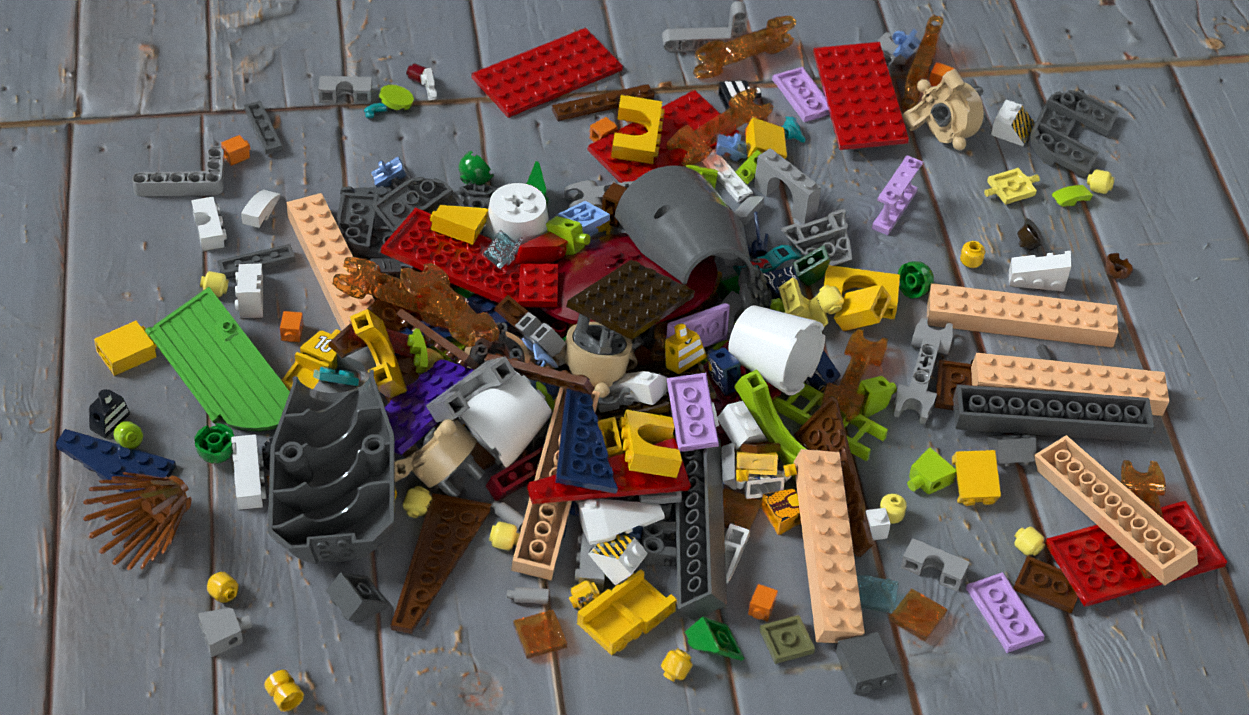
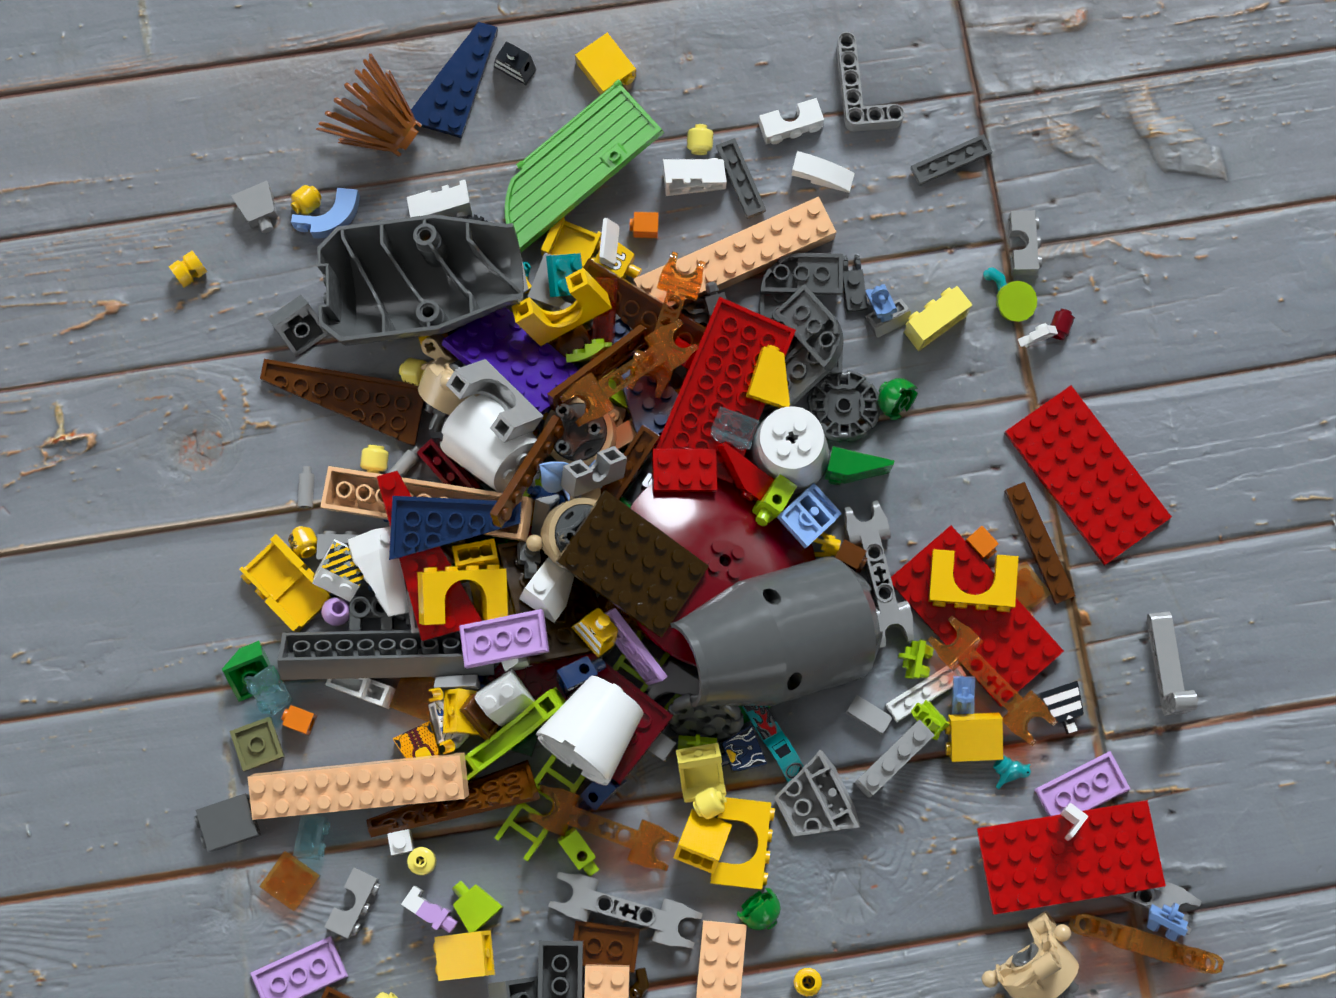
camera: 90 degrees right, 30 degrees up
(128, 435) = (486, 86): lime head -> none
(214, 443) = (474, 166): green cylinder -> none
(236, 150) = (909, 135): orange brick -> none
(243, 558) = (341, 214): none -> light blue arch
(307, 343) = (609, 242): none -> white slope
(408, 138) = (937, 317): none -> light yellow brick
(540, 634) = (259, 500): clear orange plate -> none
(656, 568) = (335, 611): none -> lavender piece
(676, 664) = (220, 632): yellow head -> none
(736, 624) = (268, 690): none -> clear light blue bracket
(758, 247) = (804, 725): dark blue plant -> none
(765, 40) = (1147, 714): clear orange piece -> none
(812, 266) = (765, 782): dark green slope -> none
(836, 75) = (1075, 816): none -> white panel
(897, 195) = (891, 893): lavender fence -> none
(933, 506) = (429, 912): none -> lavender hips
(938, 72) = (1129, 970): orange brick -> none

